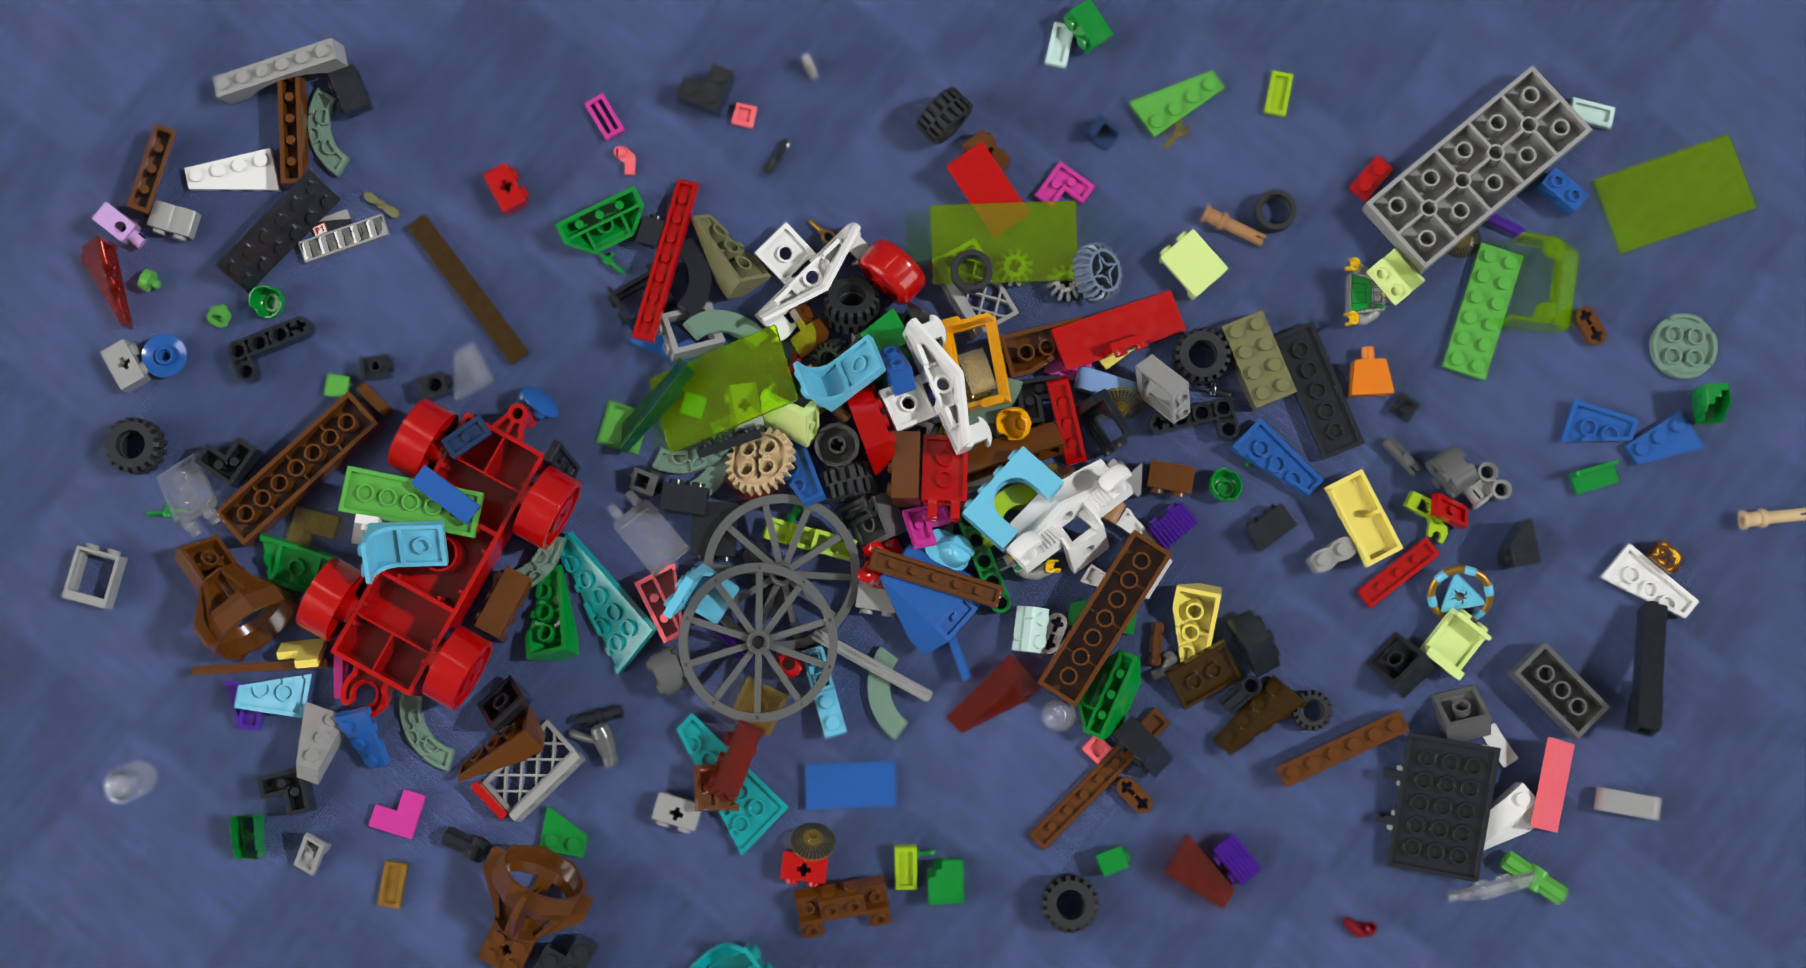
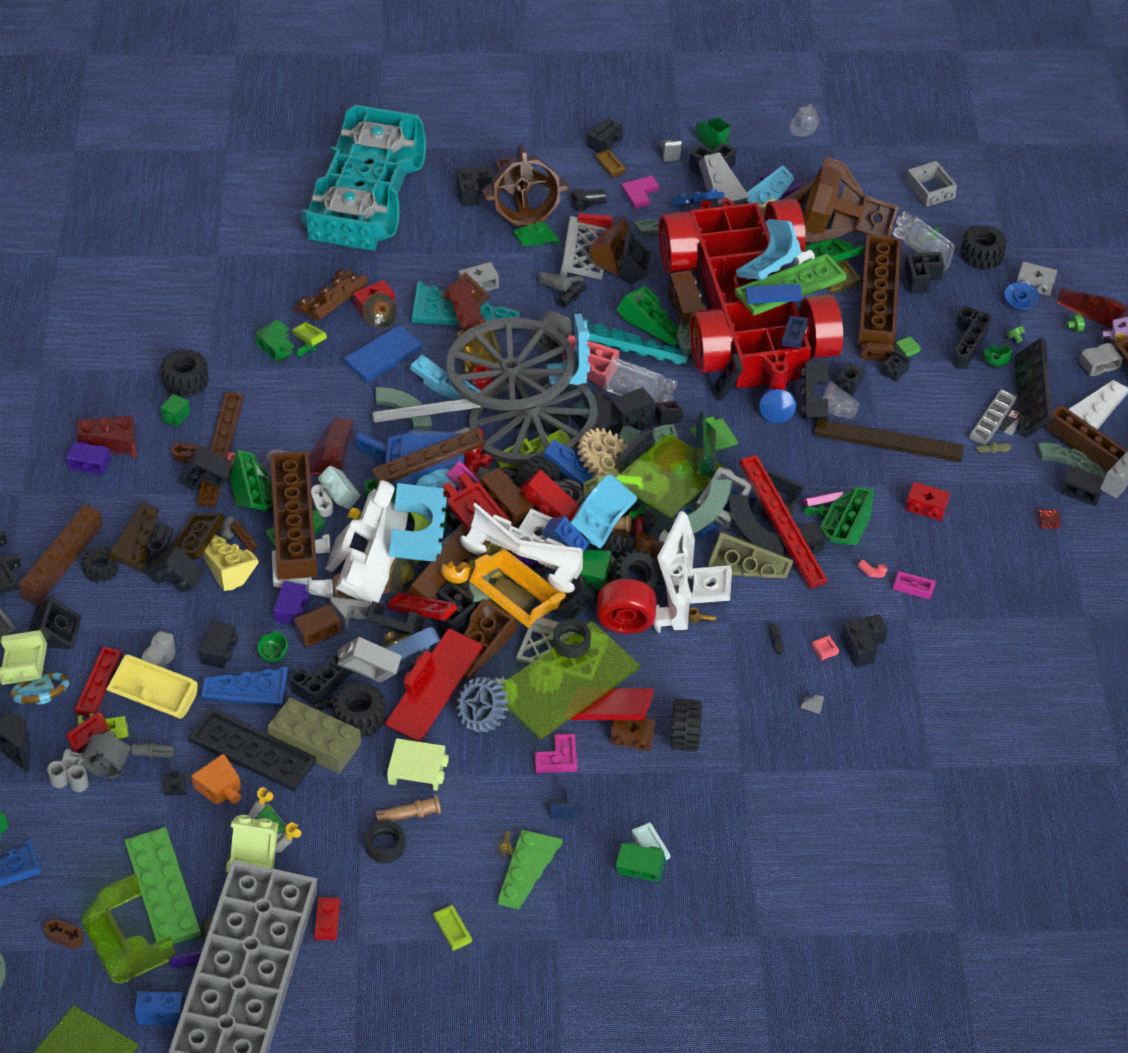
camera: 140 degrees right, 35 degrees down
(364, 927) = (605, 136): none -> black brick
(414, 89) = (1049, 519): none -> clear red tile
(481, 397) = (814, 407): none -> black arch
(596, 271) = (821, 499): none -> tile

